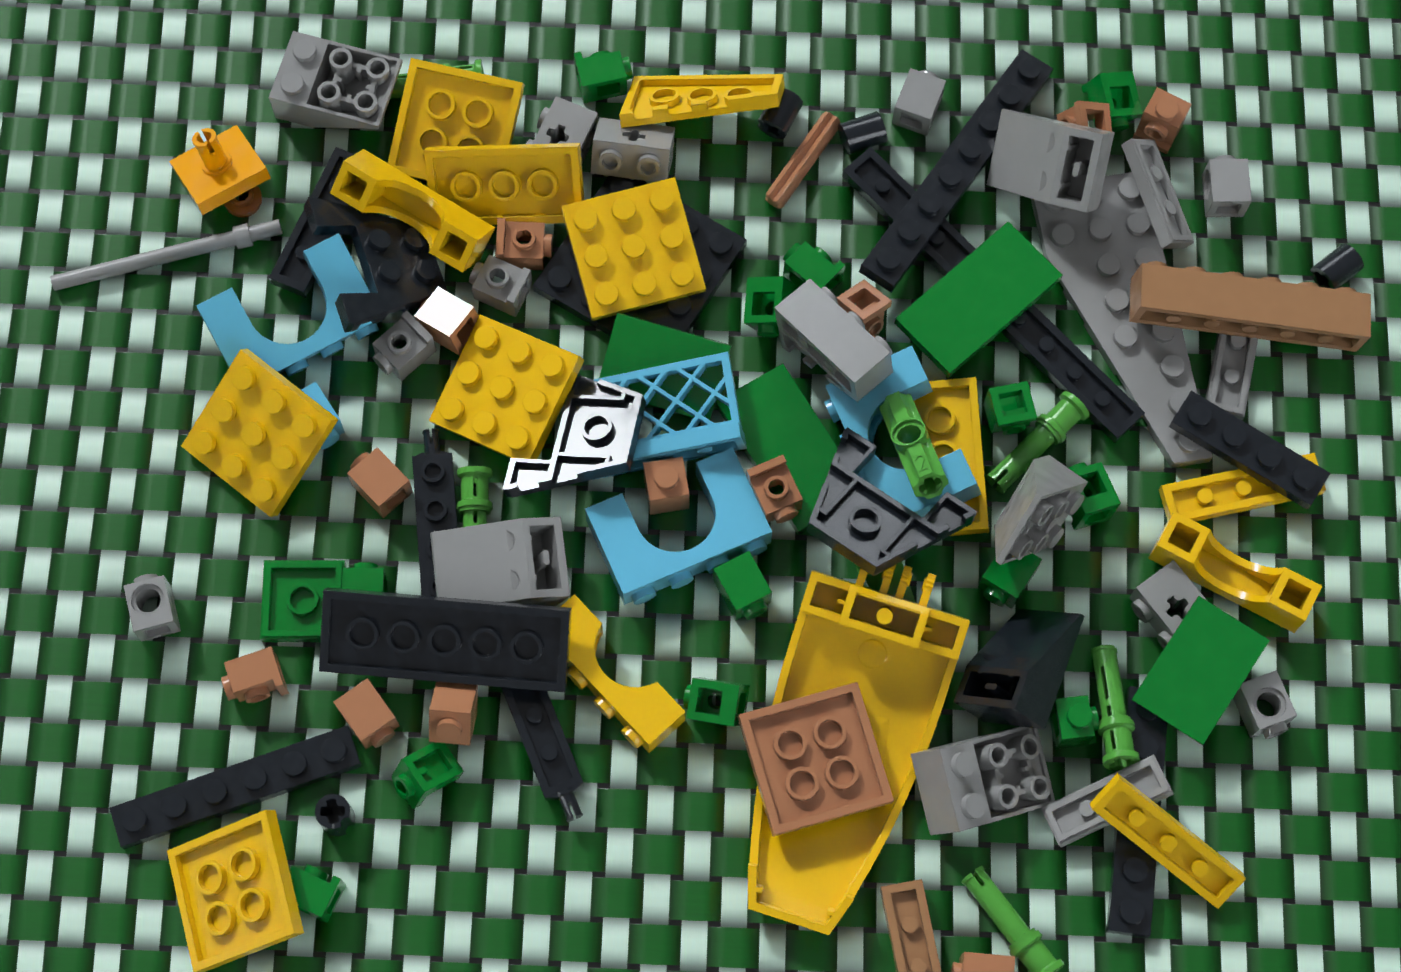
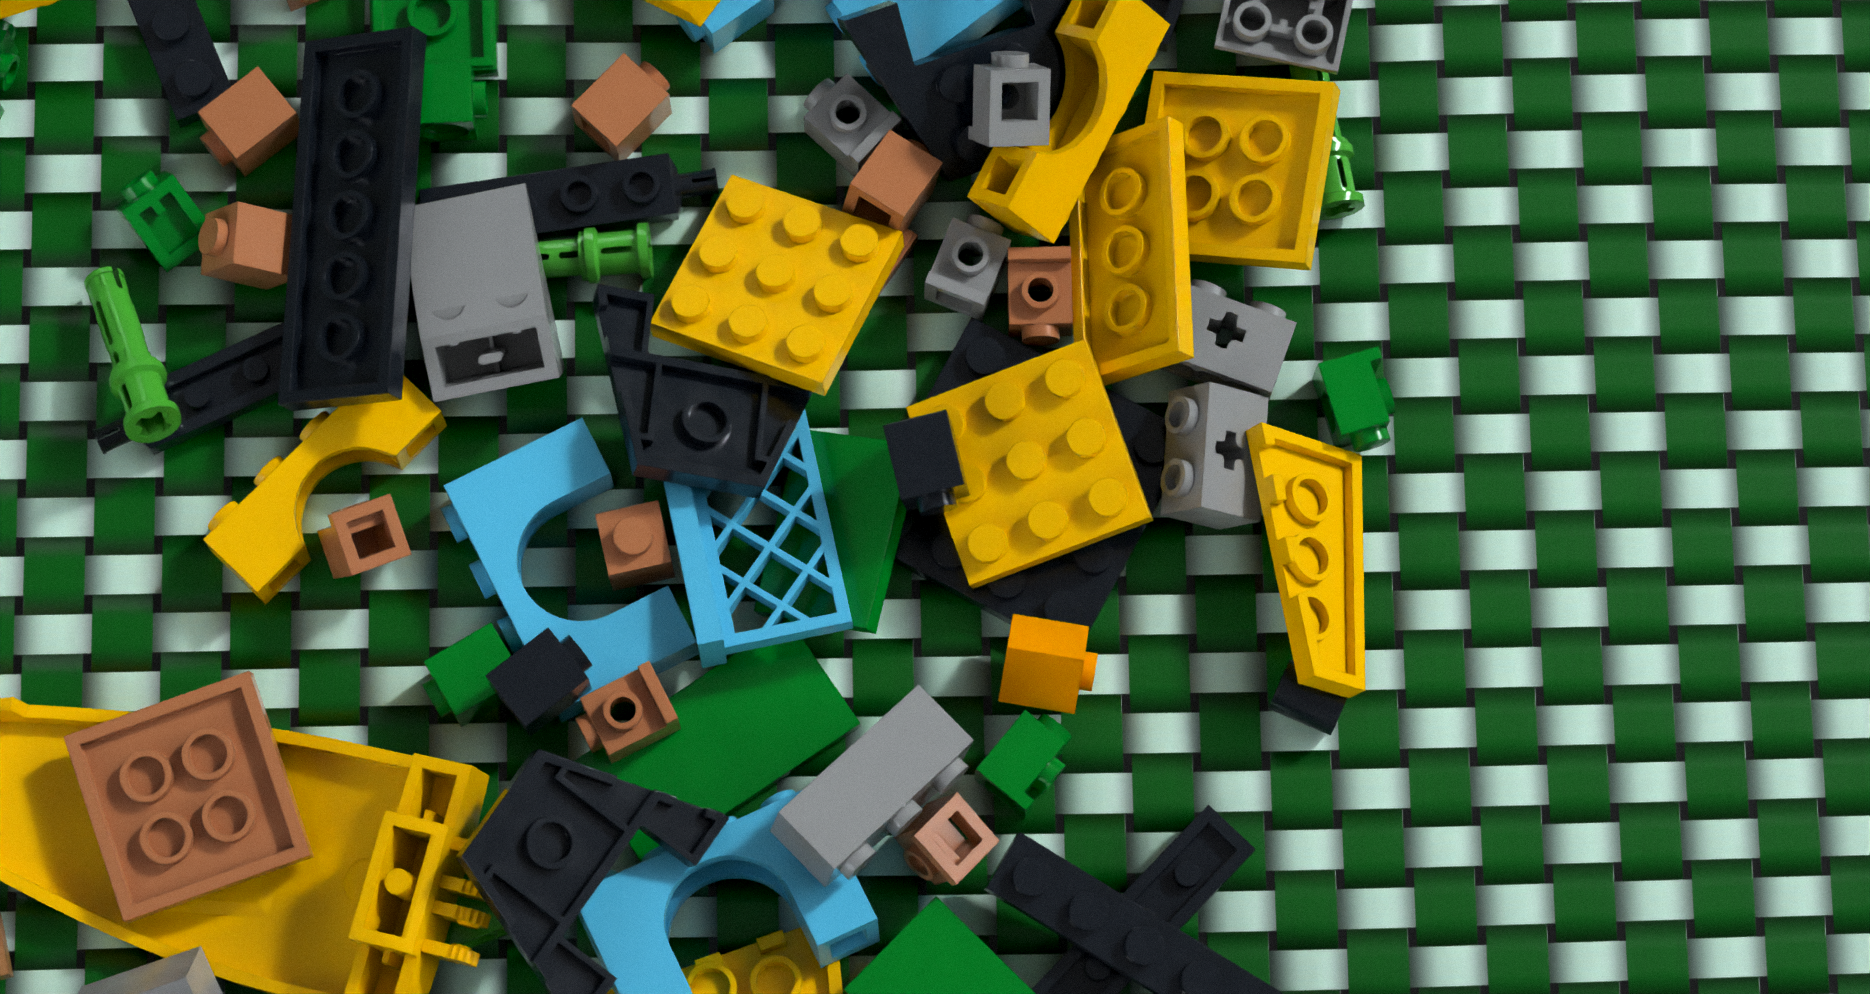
camera: 85 degrees right, 5 degrees up
(334, 814) = (93, 89): black piece -> none
(408, 237) = (1026, 114): none -> light grey brick
(537, 784) = (135, 375): none -> bright green pin
(635, 297) = (927, 463): none -> black brick
(648, 650) = (363, 537): none -> nougat brick
(699, 701) = (283, 644): green brick -> none
(754, 251) = (1046, 664): none -> light orange brick
(756, 532) = (541, 680): none -> black brick
(761, 298) = (964, 687): green brick -> none
(802, 160) = (1230, 741): nougat axle -> none
(862, 132) = (1284, 837): black piece -> none
(913, 445) = (665, 931): bright green piece -> none
(918, 101) = (1351, 930): light grey brick -> none

